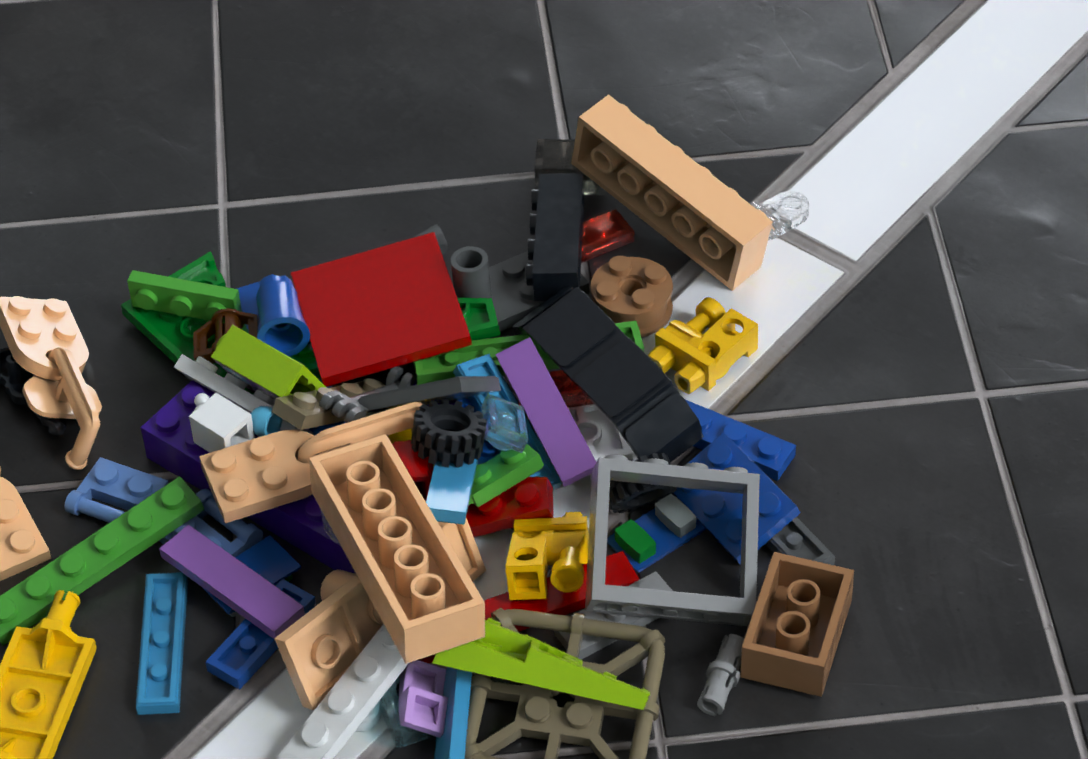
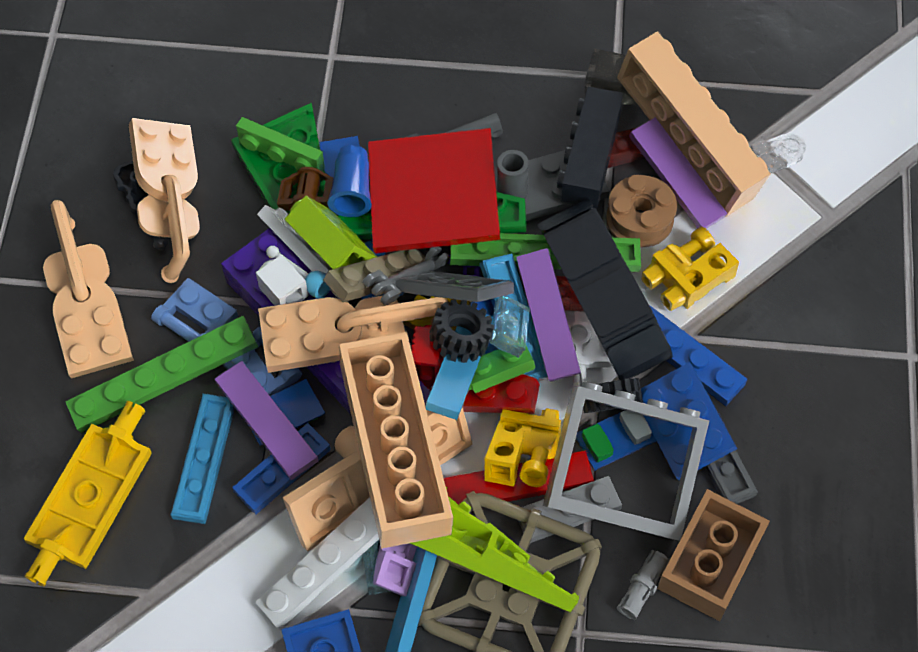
camera: 10 degrees right, 15 degrees up
(660, 245) = (677, 174): none -> medium lavender tile

